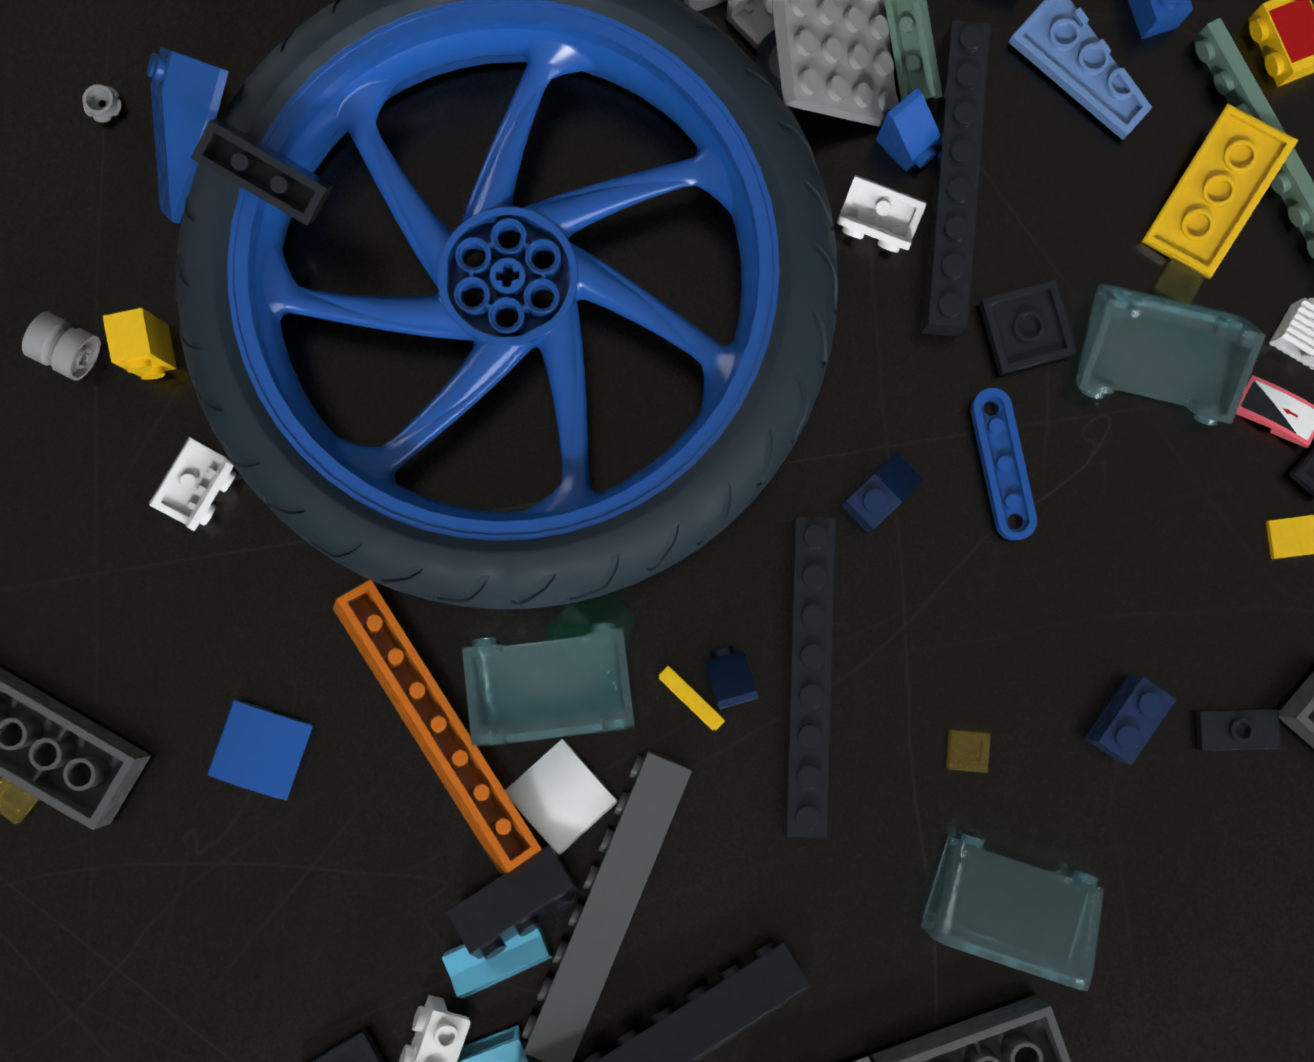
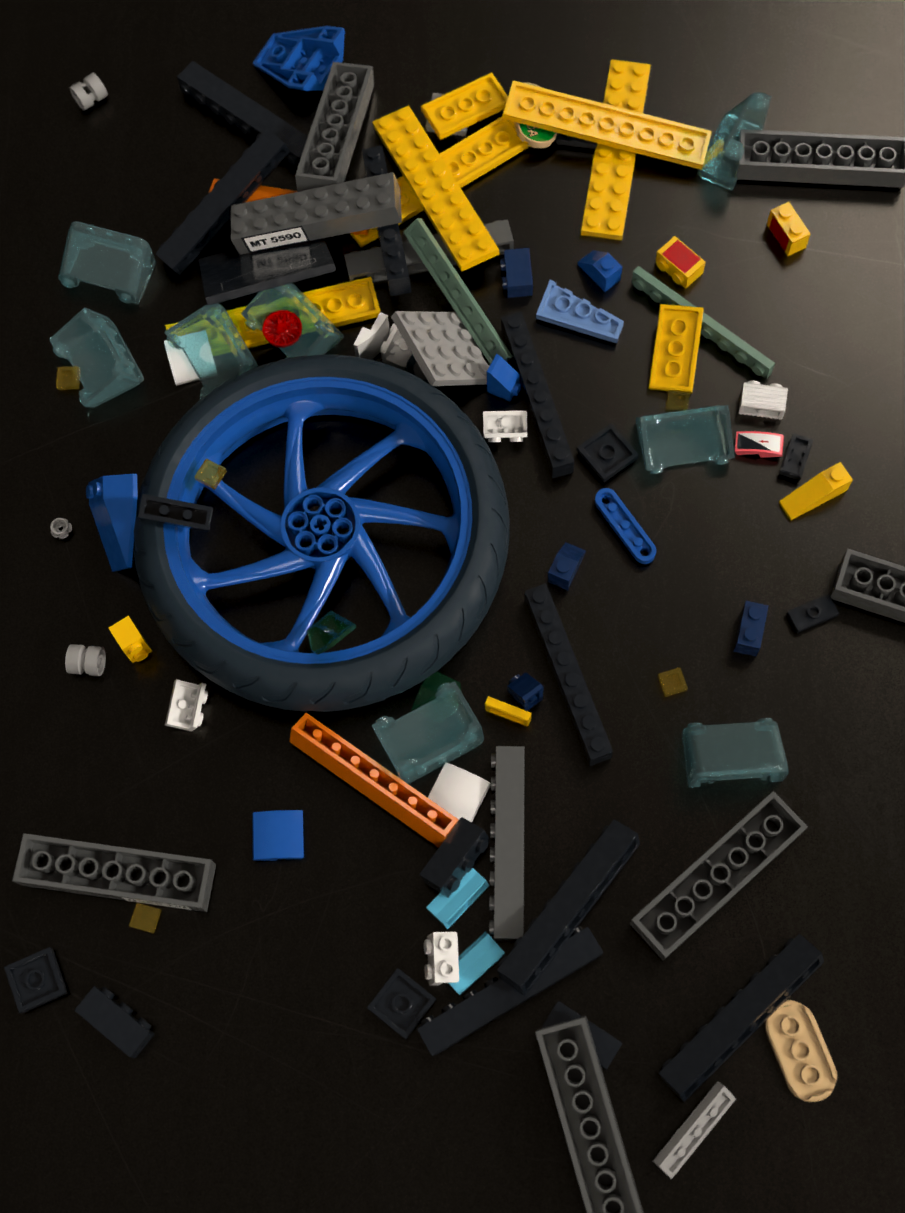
camera: 15 degrees left, 15 degrees down
(353, 119) = (210, 474): none -> clear yellow tile
(441, 483) = (328, 632): none -> clear green slope

